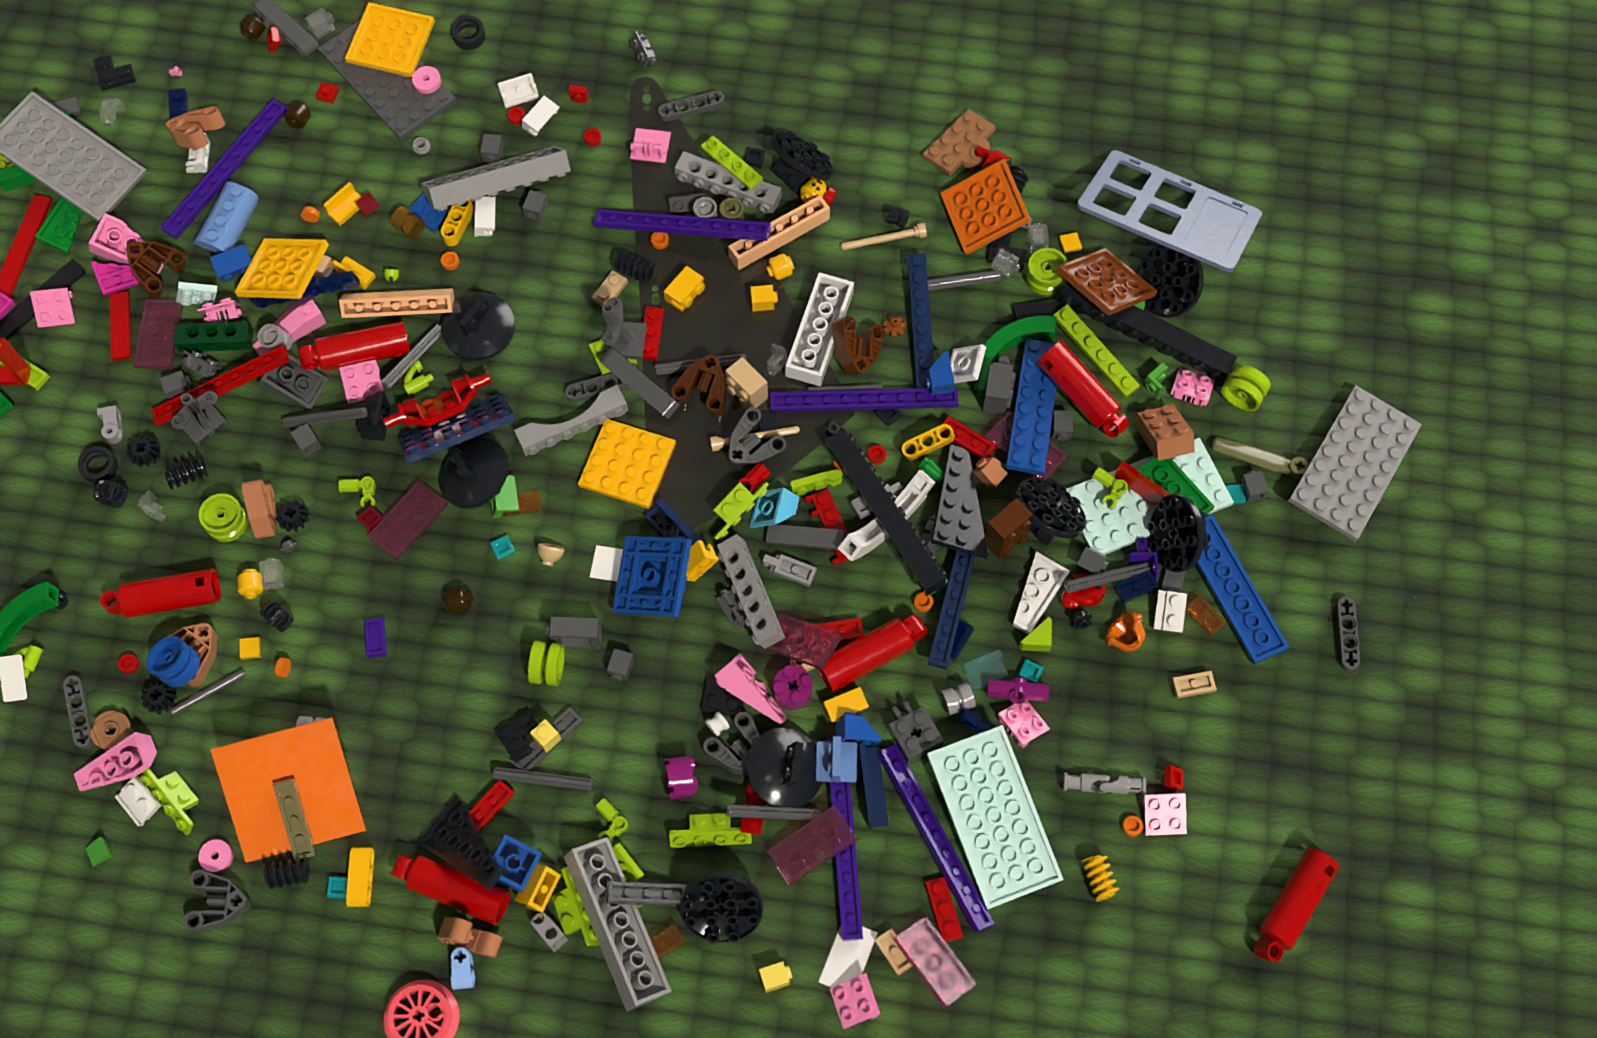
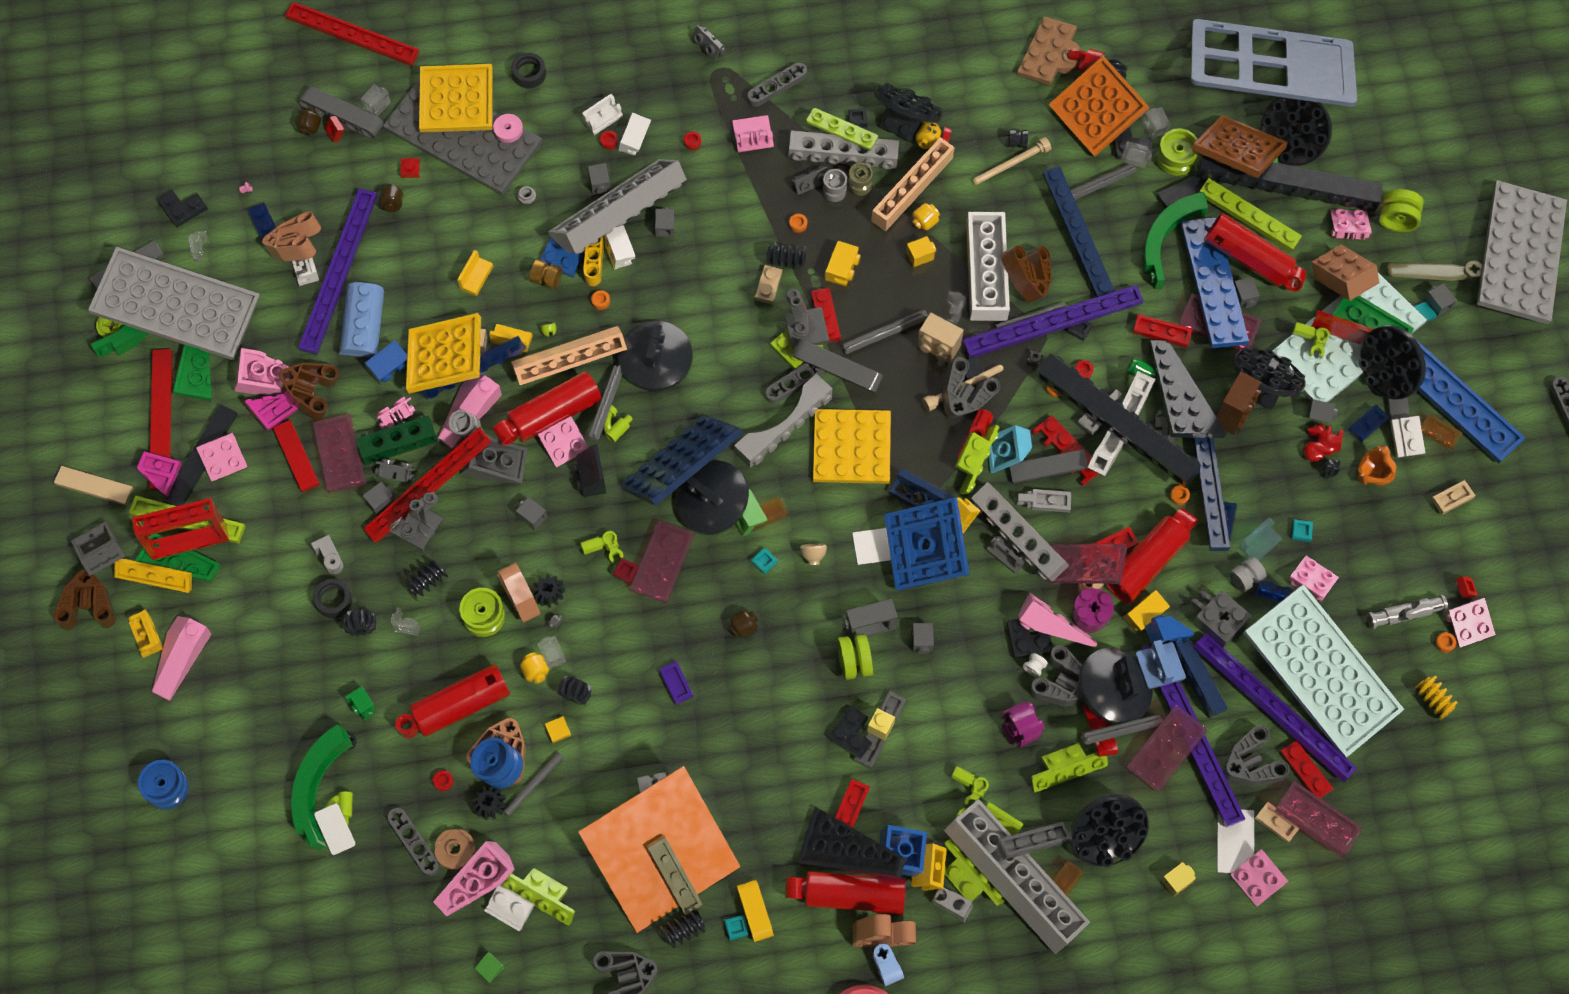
camera: 20 degrees left, 0 degrees up
(84, 569) = (361, 703): none -> green brick
(143, 451) = (378, 576): black gear -> none
(195, 293) = (366, 402): light aqua tile -> none
(209, 850) = (606, 926): bright pink piece -> none
(282, 667) = (598, 737): orange tile -> none
(310, 214) = (444, 293): orange tile -> none
(325, 417) = (544, 486): dark grey axle -> none
(366, 204) = (496, 267): dark red tile -> none
(441, 407) = (653, 443): red plate -> none
(542, 778) = (891, 766): dark grey axle -> none
(578, 94) = (663, 102): red plate -> none
(682, 225) = (819, 202): dark purple plate -> none
(689, 380) = (914, 351): reddish brown connector -> none
(816, 482) = (1039, 411): lime hinge -> none
(894, 326) = (1054, 243): dark orange plant -> none
(894, 900) = (1260, 776): none -> dark grey connector
(934, 434) = (1136, 337): yellow beam -> none
(940, 376) = (1120, 278): blue slope -> none
(967, 363) = (1136, 261): white tile -> none
(989, 471) = (1197, 356): nougat brick -> none
(999, 387) = (1177, 273): dark grey hinge -> none
(1018, 690) = (1299, 550): magenta piece -> none
(1039, 639) = (1301, 497): lime slope -> none
(1041, 587) = (1282, 454): white wing -> none
(1070, 243) = (1187, 119): yellow tile -> none
(1106, 577) = (1341, 422): dark grey axle -> none
(1142, 555) = (1365, 394): dark purple bracket -> none
(1155, 378) = (1313, 228): bright green bracket -> none

